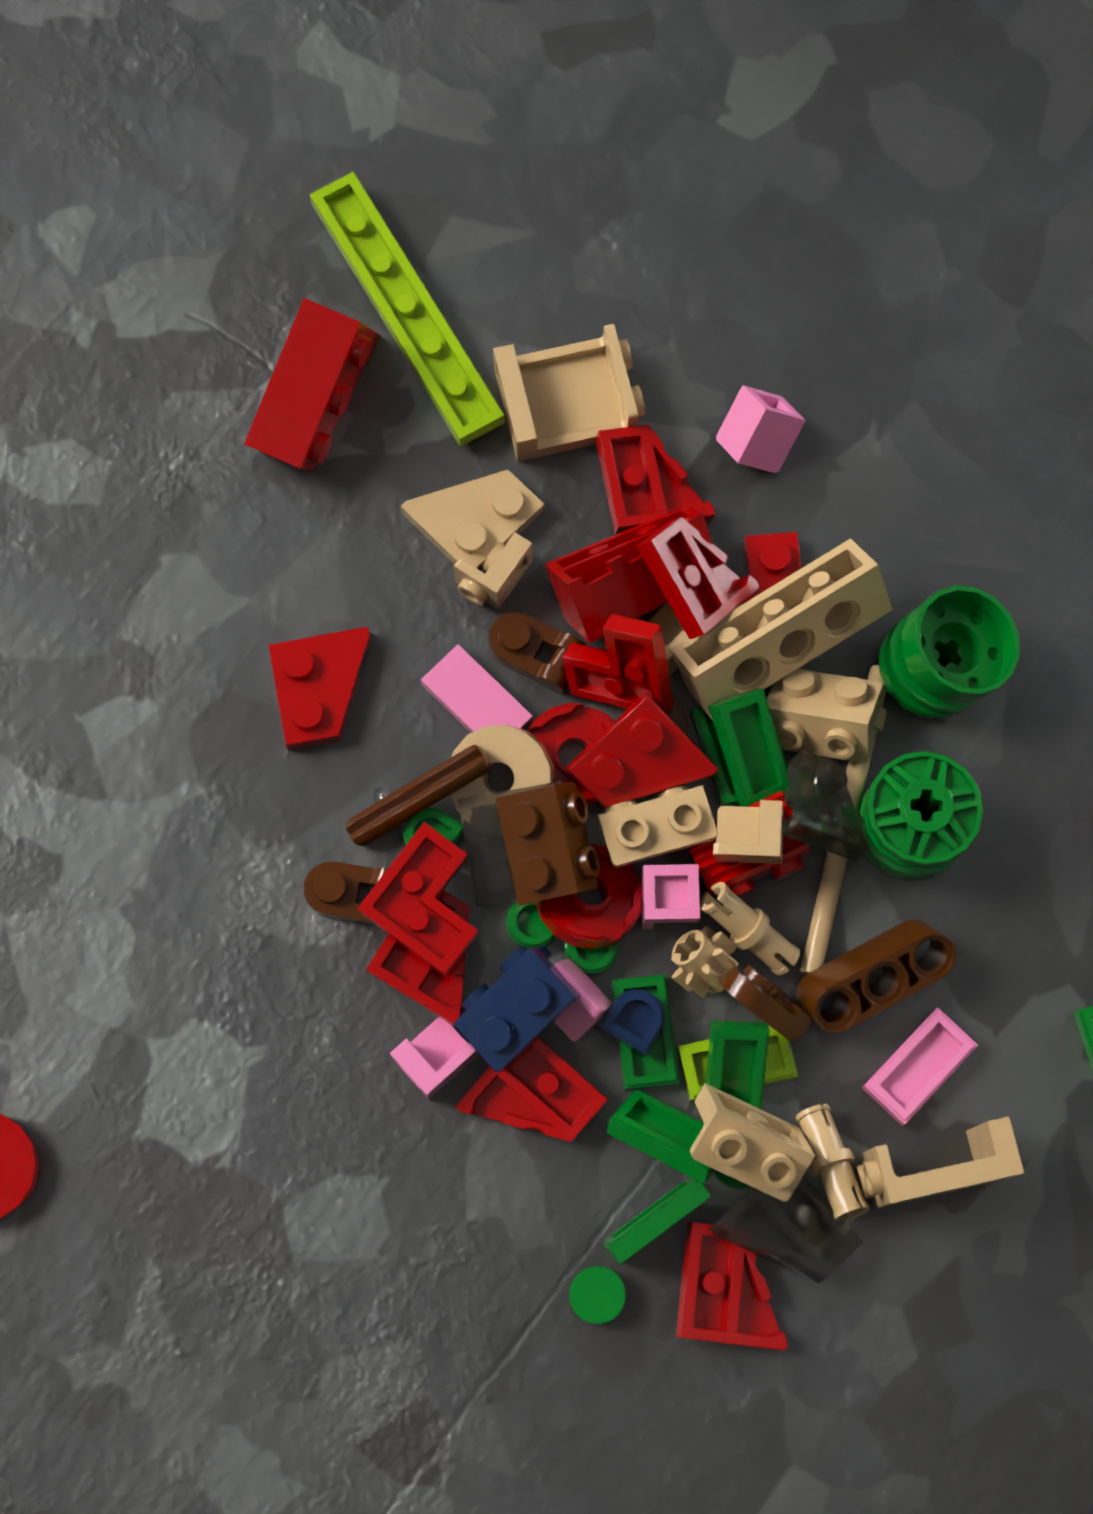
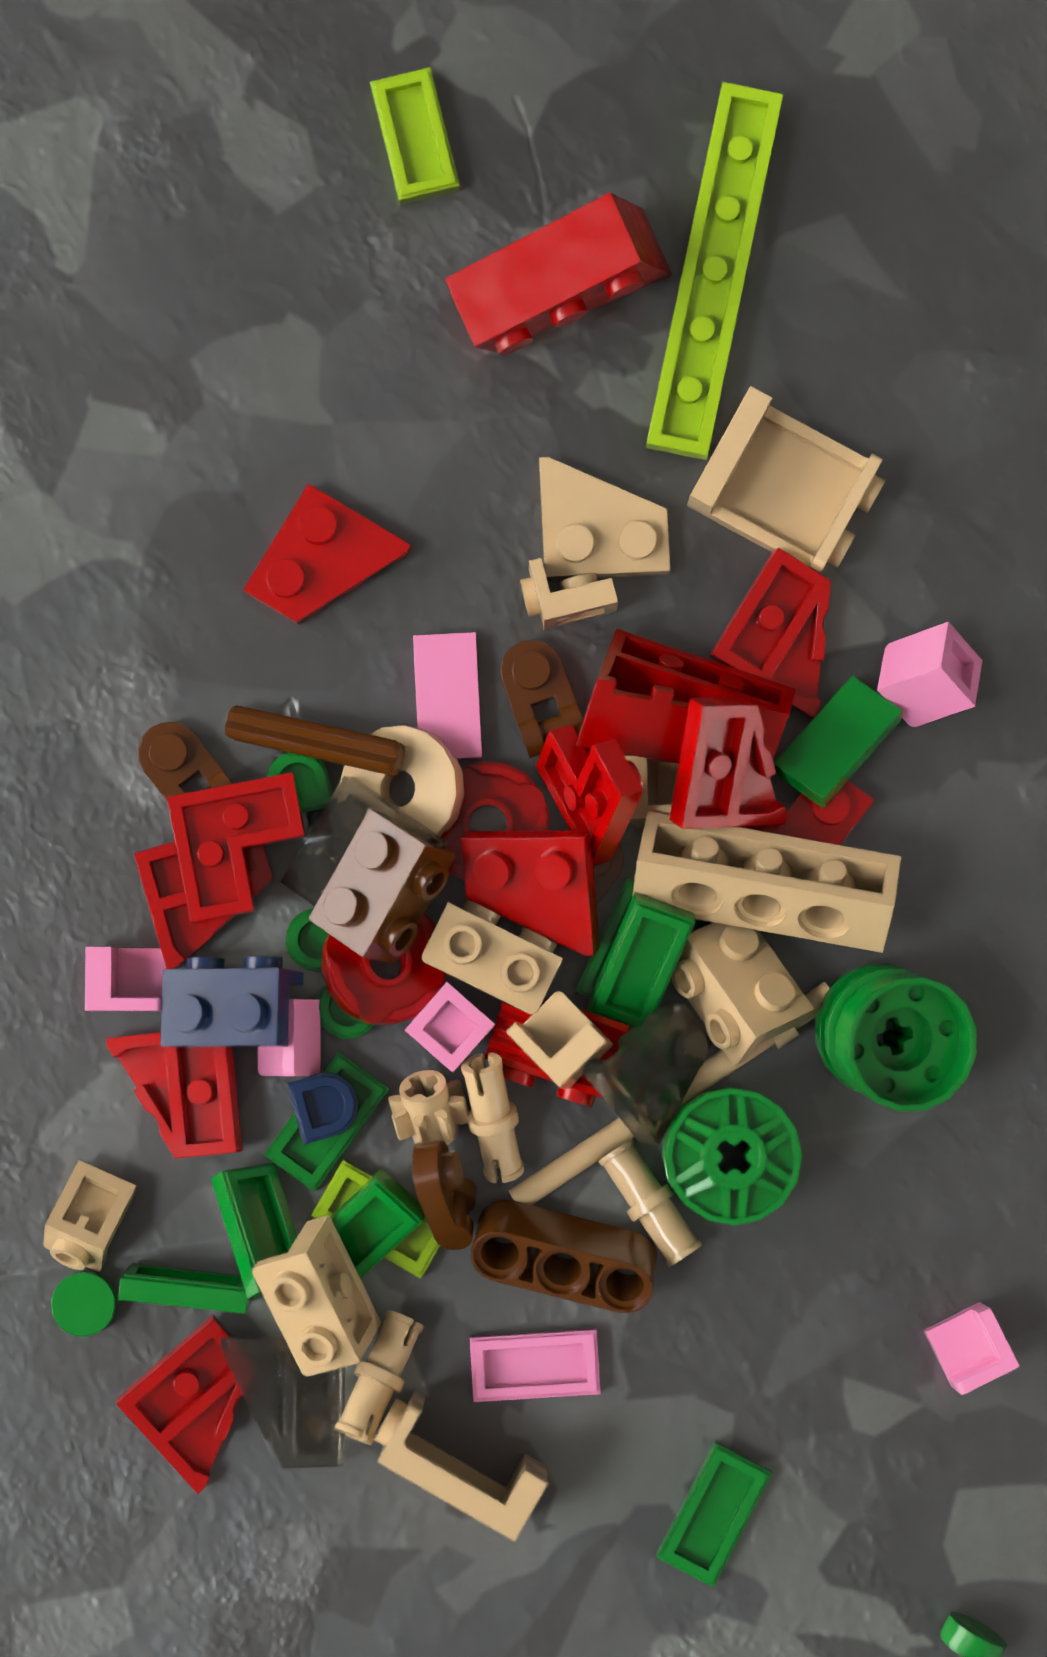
camera: 45 degrees right, 10 degrees up
(145, 385) = (415, 136): none -> lime tile
(548, 1234) = (87, 1217): none -> tan bracket
(743, 514) = (837, 741): none -> green tile
(895, 896) = (650, 1203): none -> tan pin

